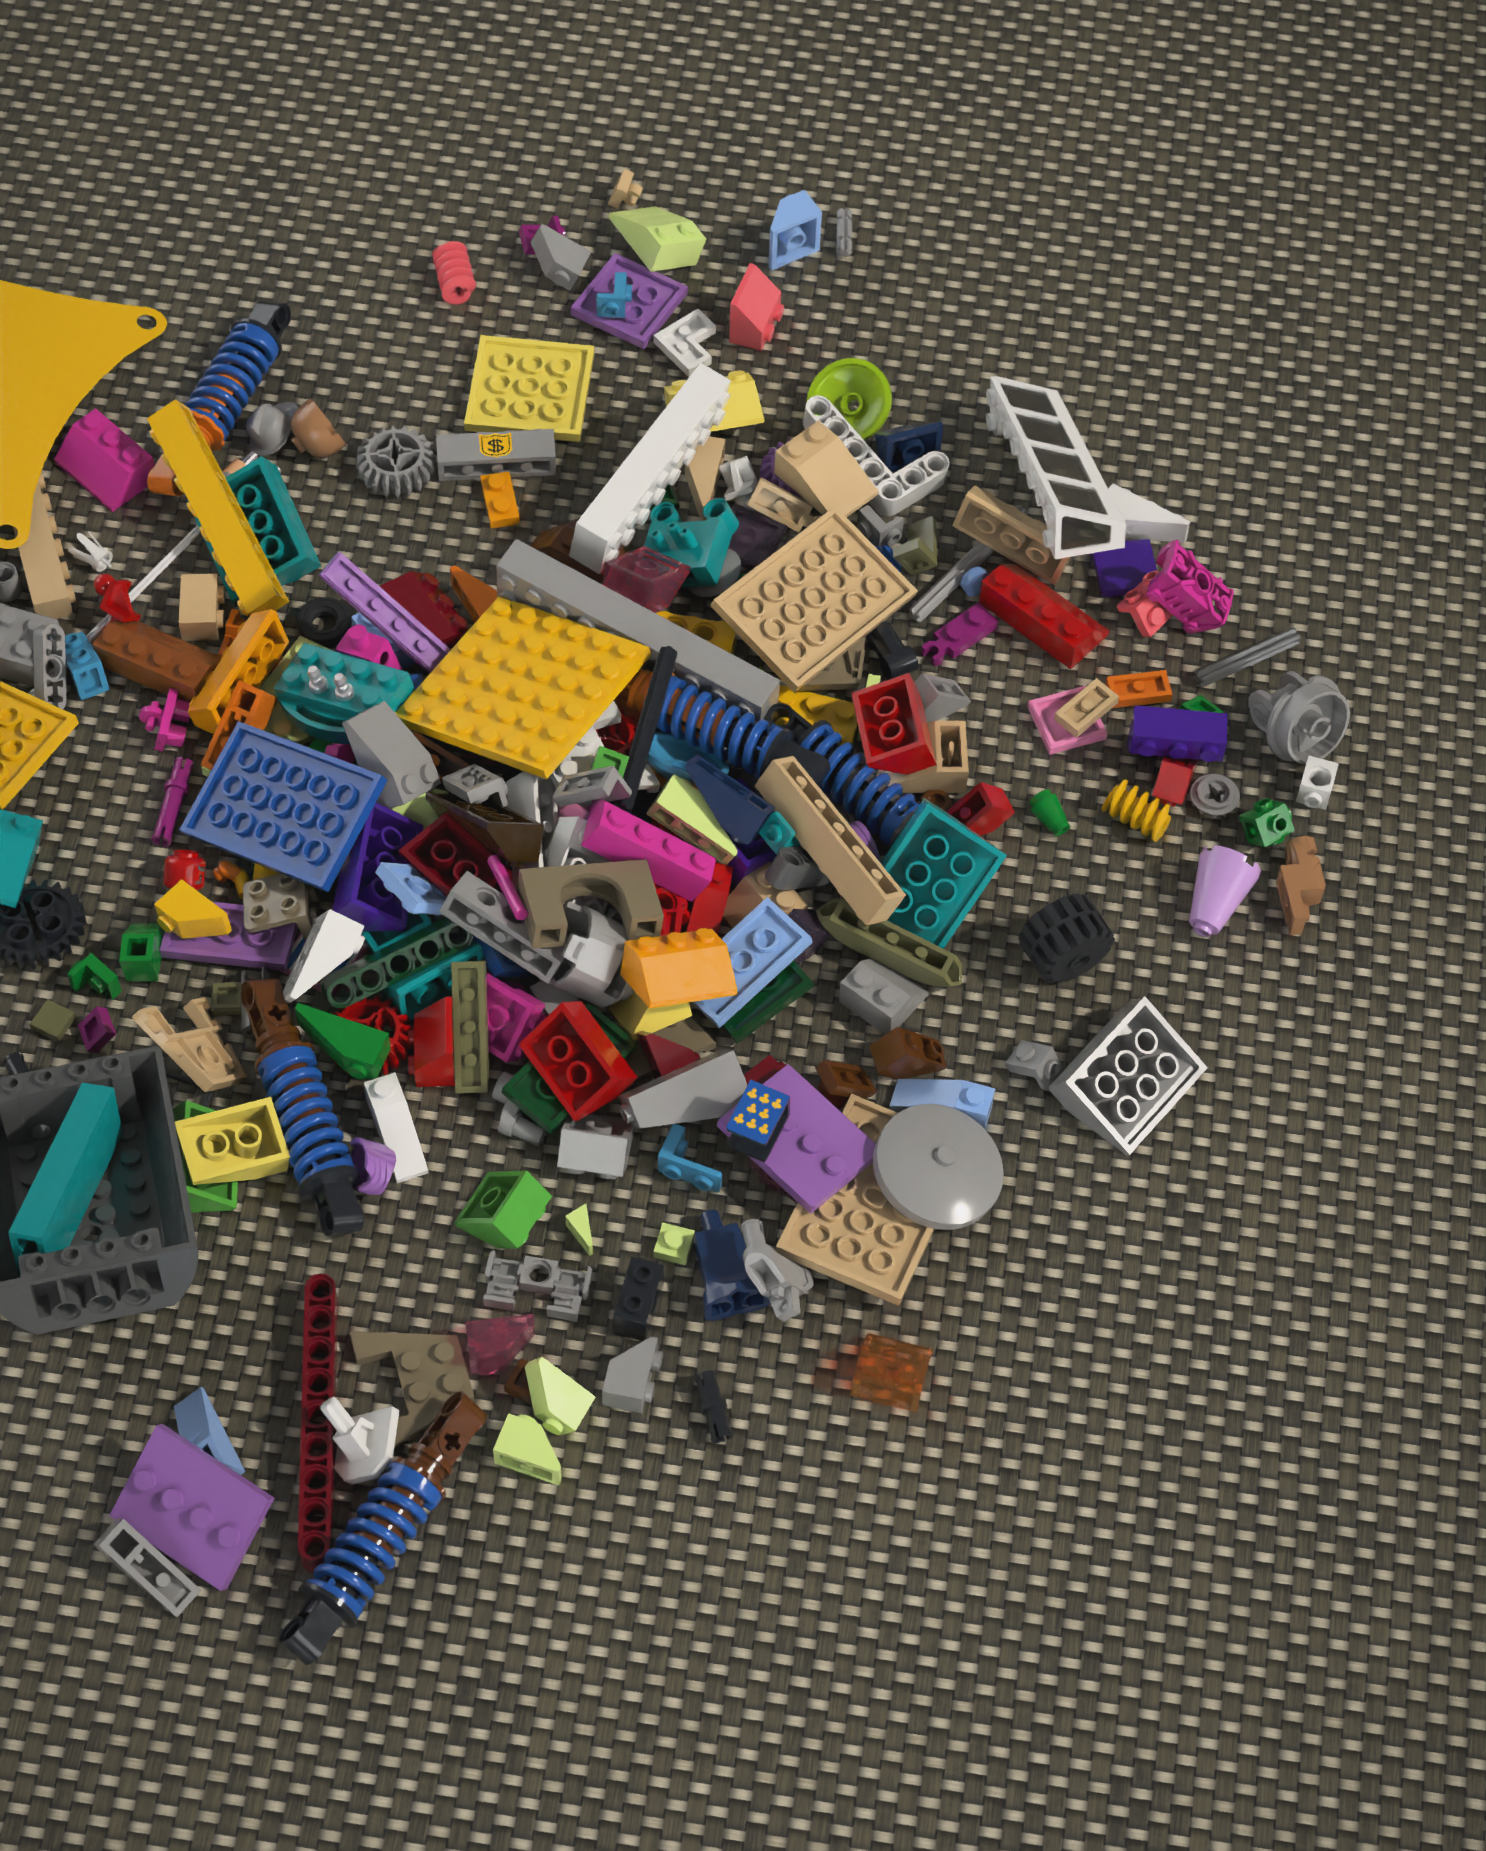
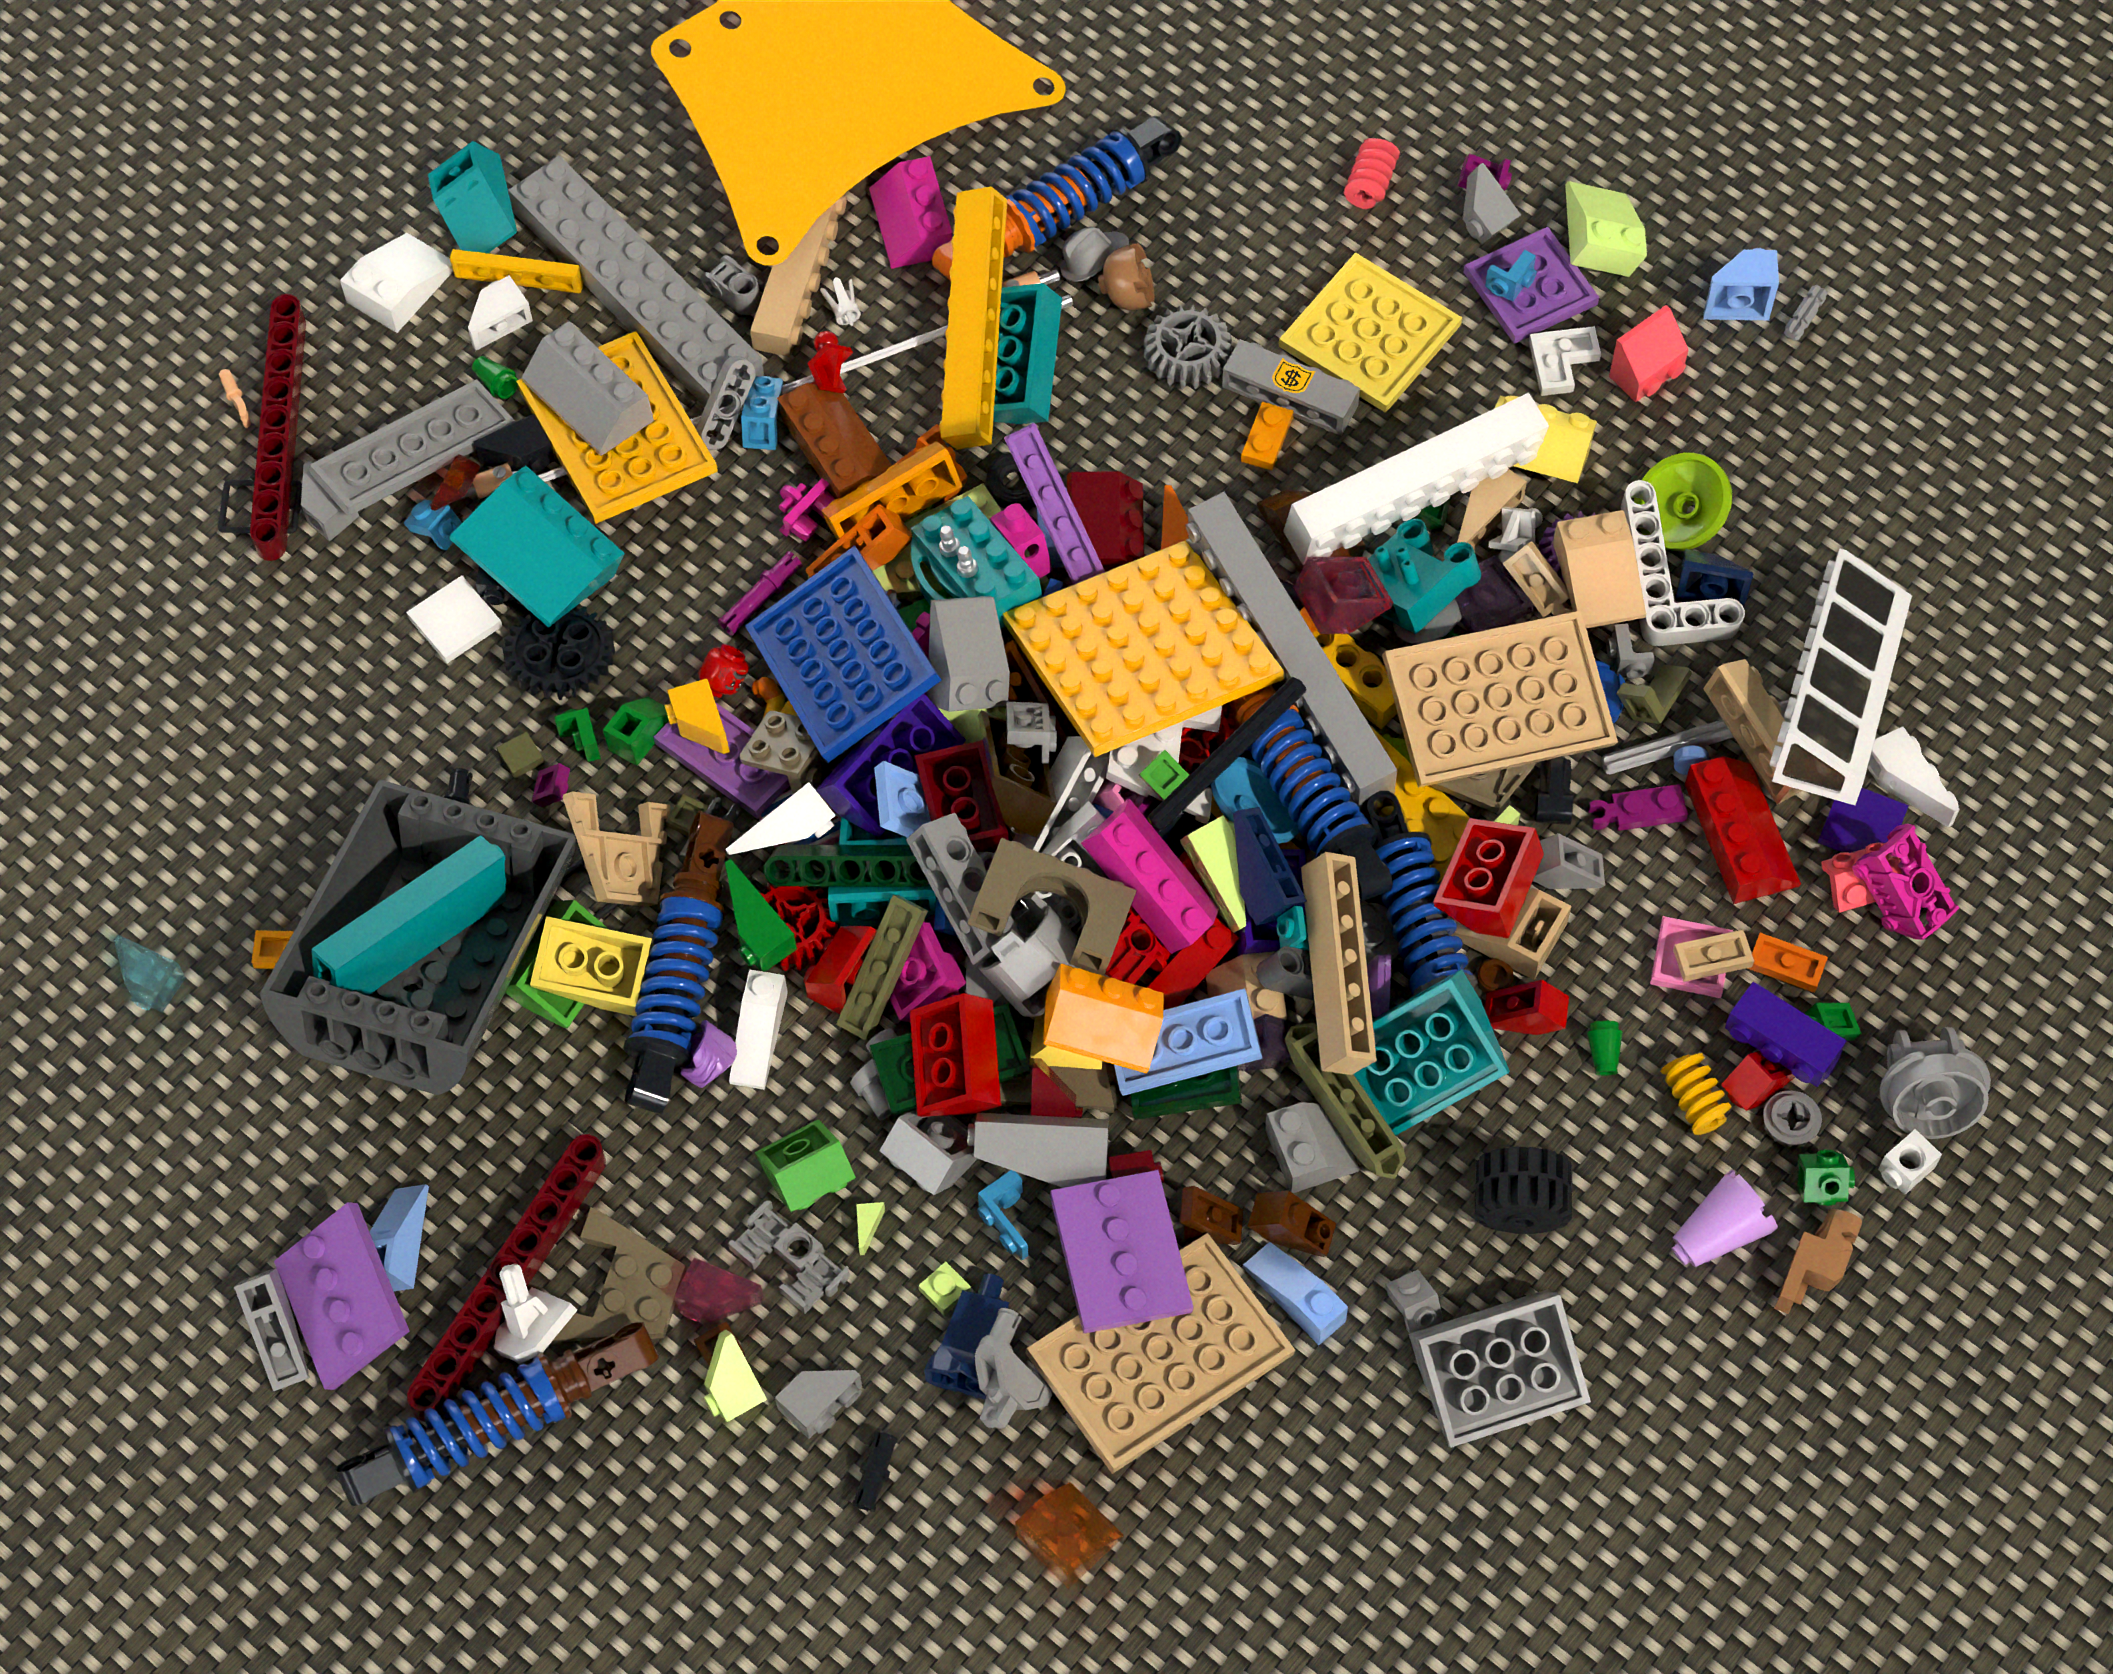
camera: 35 degrees right, 5 degrees up
(200, 607) = (907, 408): tan brick -> none
(507, 887) = (985, 849): dark pink bar -> none
(526, 1449) = (676, 1412): yellowish green slope -> none
(591, 785) = (1128, 788): light grey panel -> none
(625, 190) = (1603, 163): tan tile -> none
(638, 1299) = (871, 1325): black brick -> none
(758, 1120) = (1080, 1214): piece -> none
(938, 1166) = (1240, 1355): light grey dish -> none
(1247, 657) = (1929, 987): dark grey axle -> none

